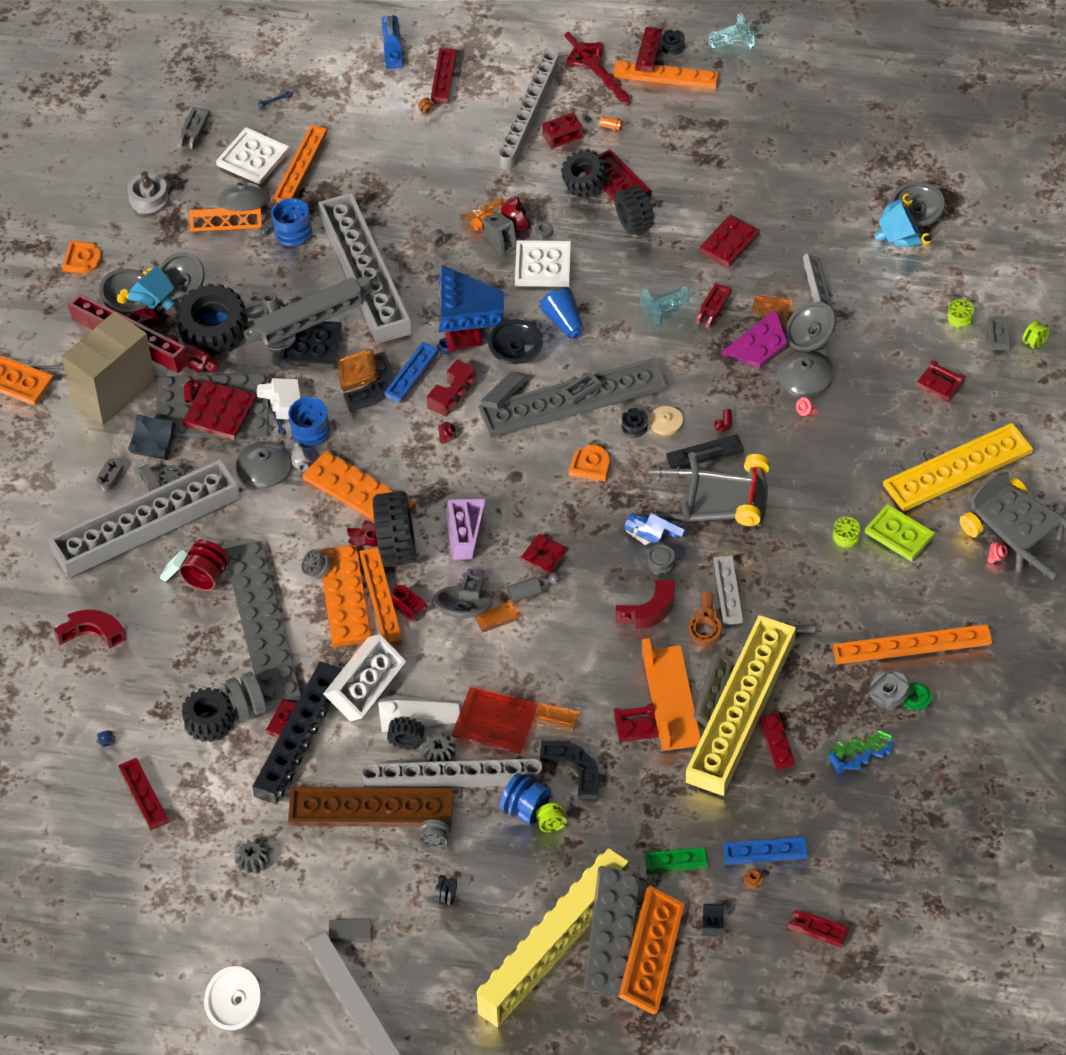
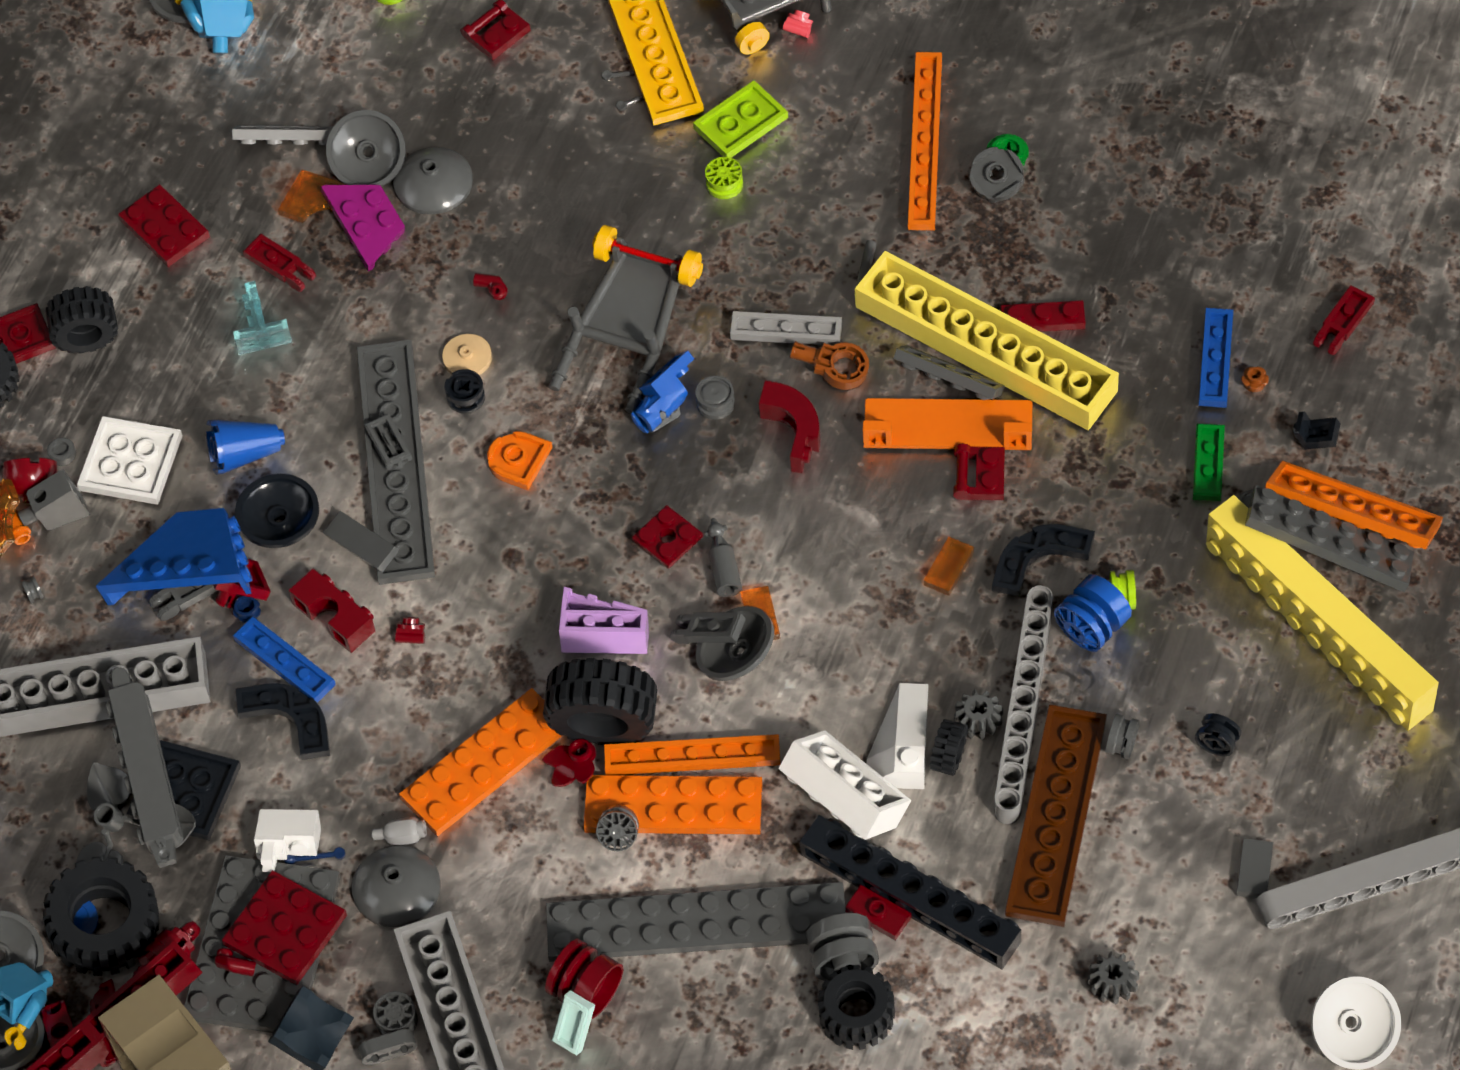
camera: 75 degrees left, 5 degrees up
(309, 421) = (348, 788): blue wheel -> none
(357, 370) = (259, 730): clear orange tile -> none
(410, 605) = (717, 716): dark red piece -> none
(495, 720) = (940, 640): clear red piece -> none
(730, 446) = (542, 349): black container -> none
(804, 407) = (496, 187): coral plate -> none
(840, 749) = (1074, 247): piece -> none

